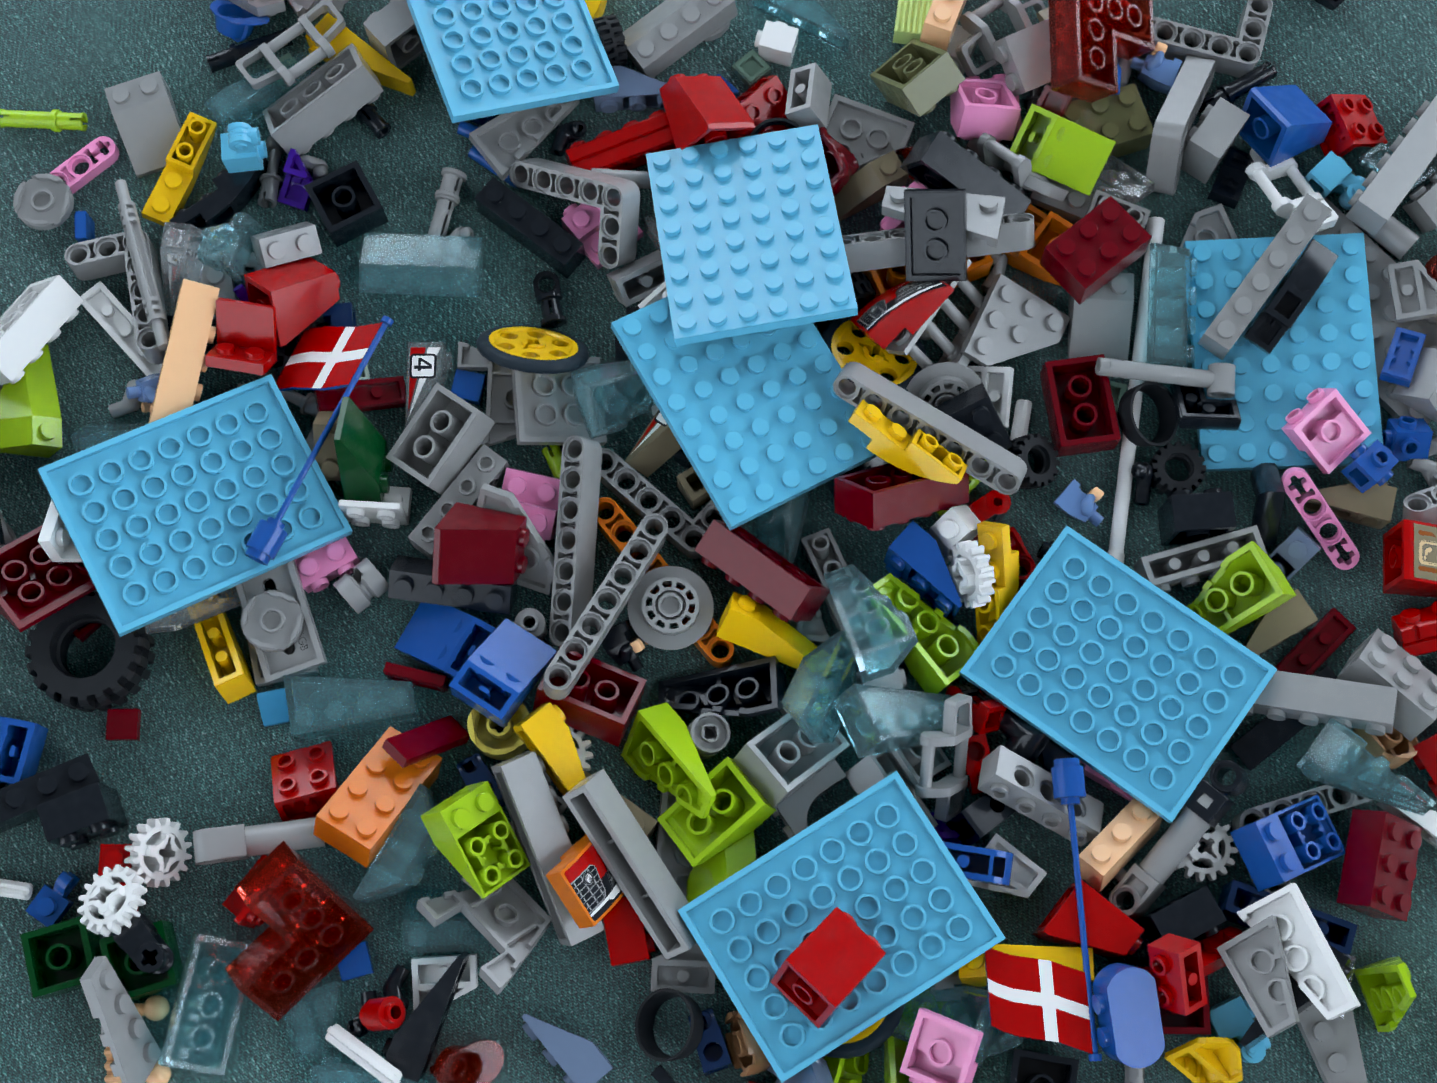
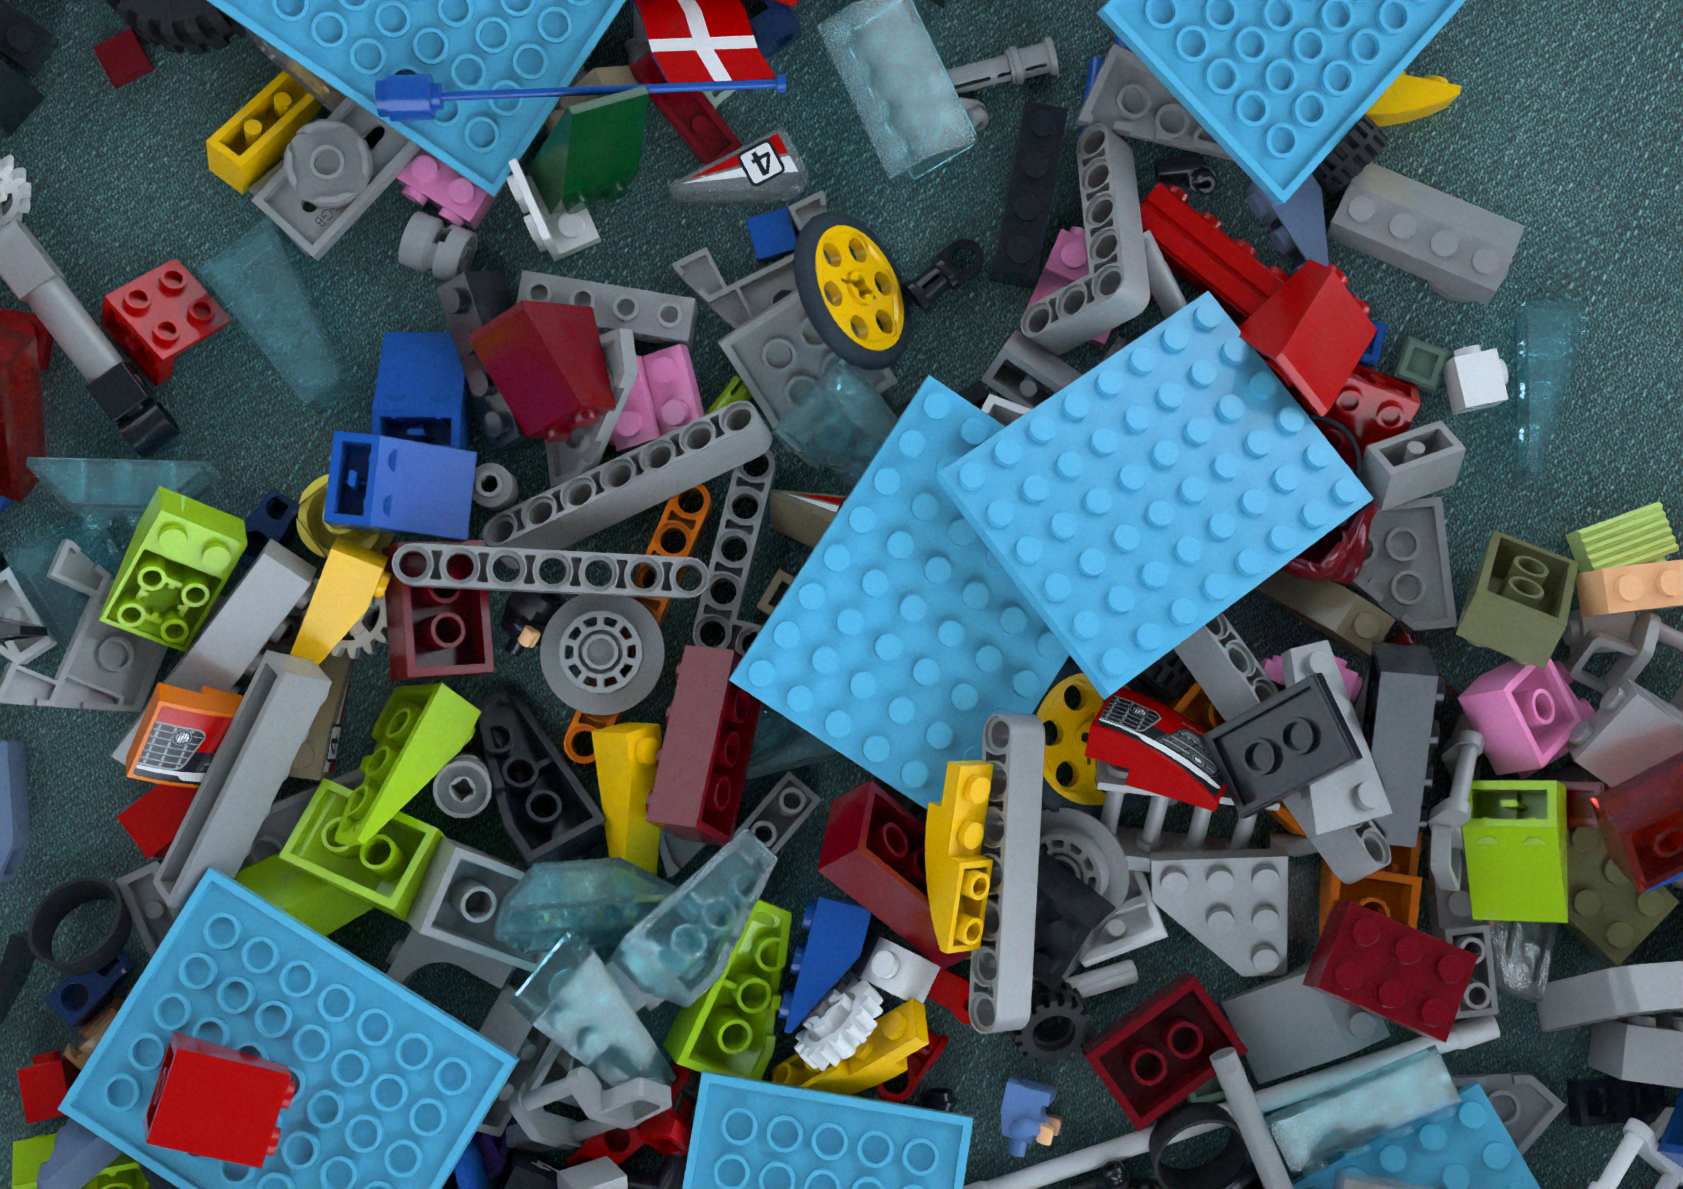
camera: 60 degrees right, 10 degrees up
(273, 707) = (232, 222): dark azure slope -> none
(372, 801) = (173, 416): orange brick -> none
(417, 677) = (357, 377): dark red tile -> none
(426, 741) = (271, 437): dark red tile -> none
(440, 439) = (670, 240): light grey brick -> none

